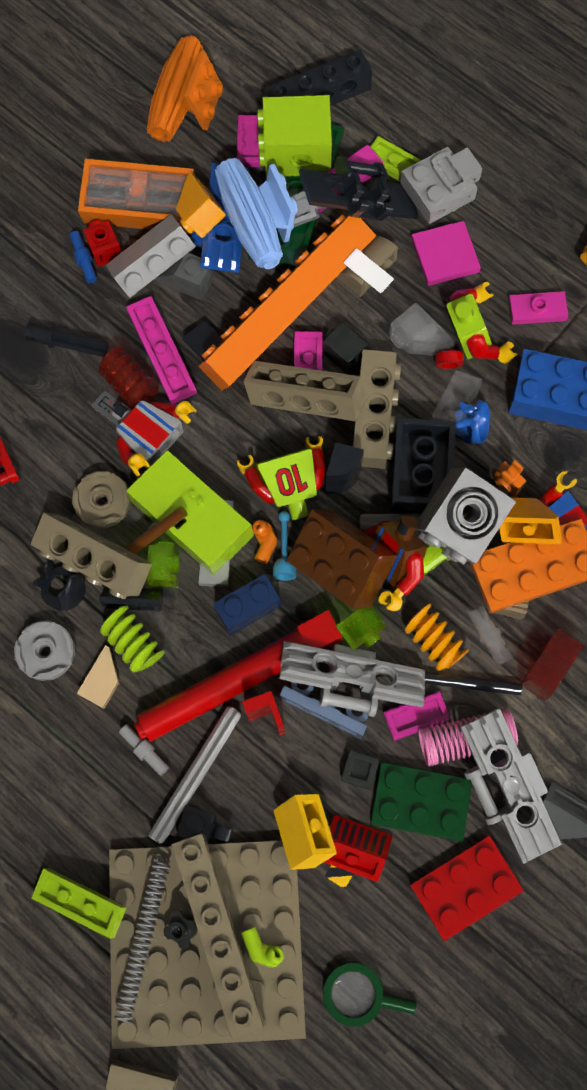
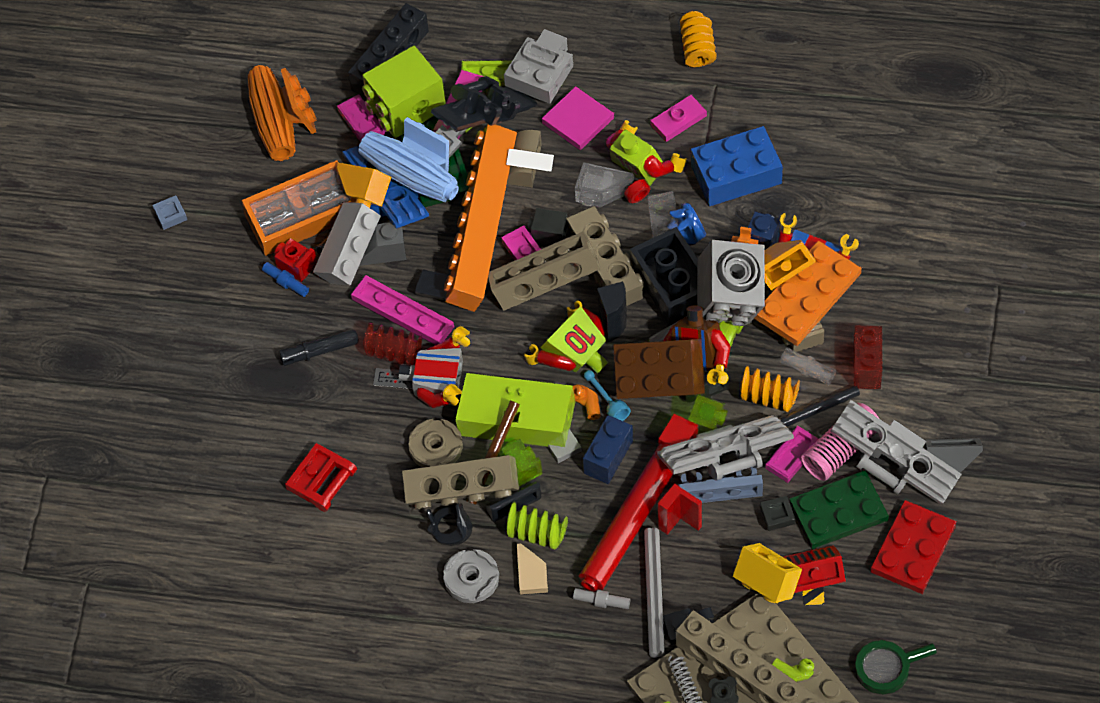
camera: 30 degrees left, 15 degrees down
(28, 133) = (169, 212): none -> sand blue plate
(539, 473) = (765, 229): none -> dark blue brick

